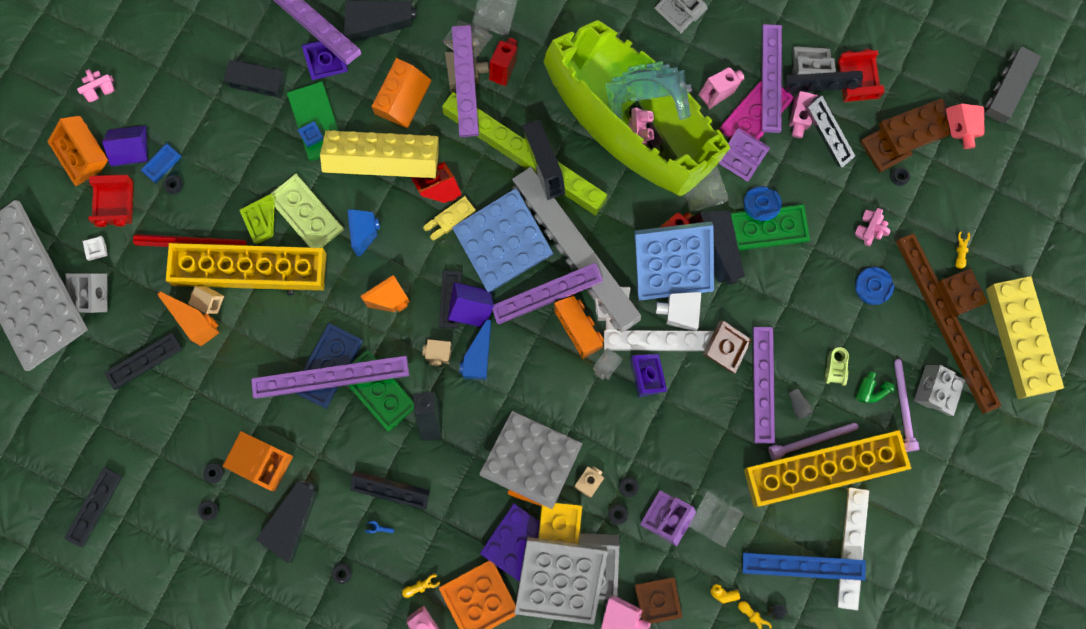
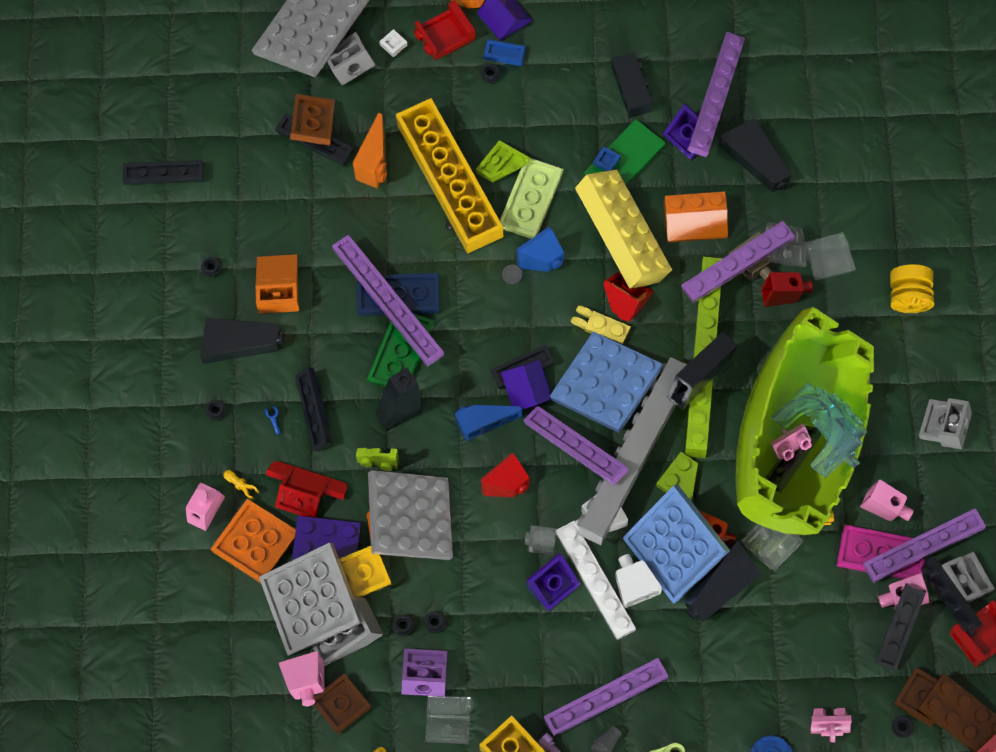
camera: 65 degrees right, 10 degrees down
(125, 353) = (312, 119): none -> dark orange plate
(163, 241) = (432, 92): red axle -> none
(206, 300) = (399, 158): tan brick -> none
(219, 473) = (246, 258): black plate -> none
(363, 264) = (512, 274): none -> dark grey piece
(386, 296) = (492, 307): orange slope -> none
(437, 352) = (465, 382): tan brick -> none
(455, 535) = (303, 489): none -> red plate
(471, 453) = (375, 457): none -> lime wing
(543, 363) = (506, 479): none -> red slope
(578, 326) = (562, 492): orange slope -> none
(589, 481) = (419, 582): tan brick -> none
(613, 229) = (680, 472): none -> lime wing
(727, 347) = (622, 641): plate -> none
(744, 154) = (829, 560): medium lavender slope -> none
(762, 203) = (789, 604): blue tile -> none
(786, 228) = (771, 625): green tile -> none

